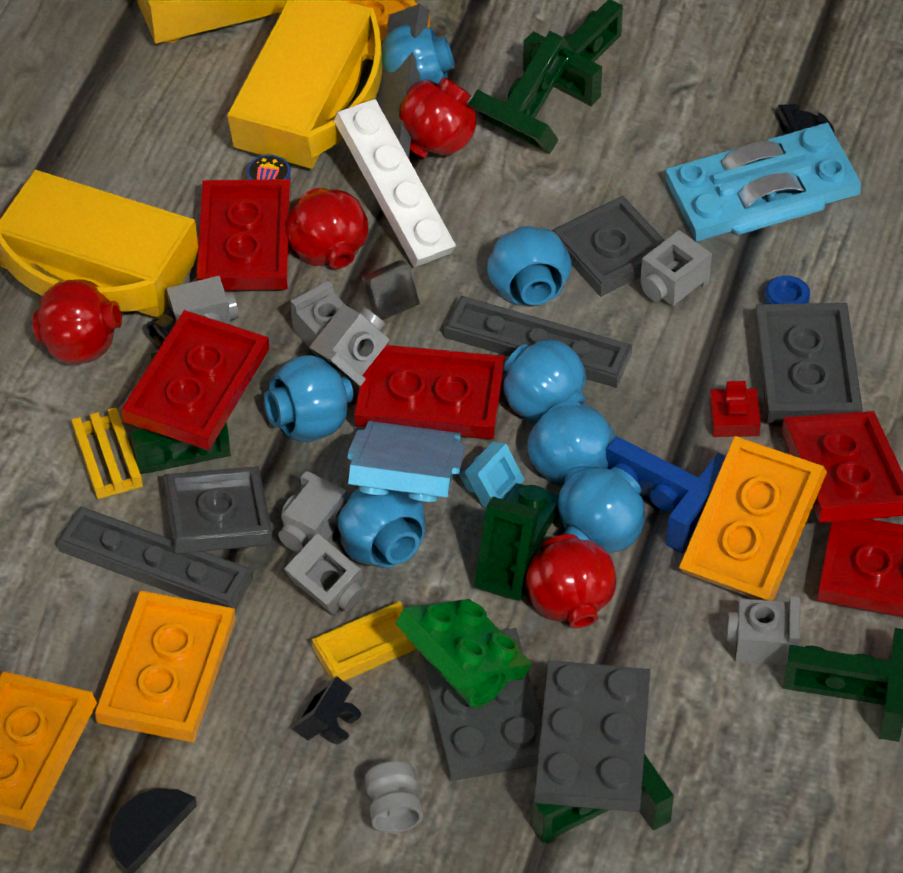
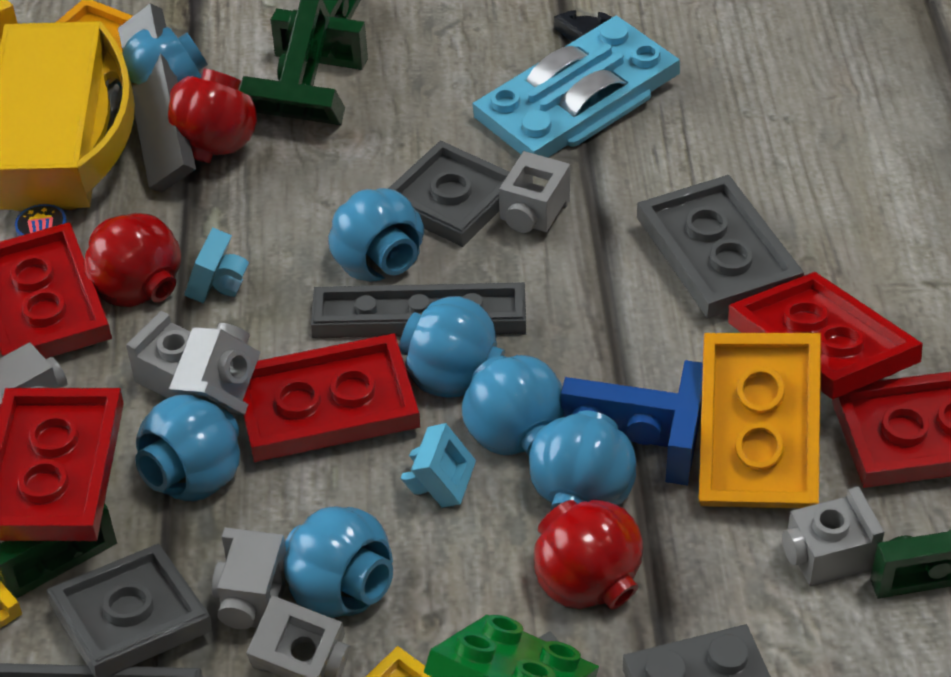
camera: 20 degrees left, 5 degrees down
(387, 250) = (216, 268): none -> medium azure tile
(391, 289) = (233, 300): clear smoke tile -> none
(394, 183) = (190, 187): white plate -> none
(404, 460) = (347, 476): medium azure piece -> none
(511, 537) = (502, 531): dark green bracket -> none
(734, 411) = (667, 316): red tile -> none
(787, 291) = (656, 182): blue tile -> none

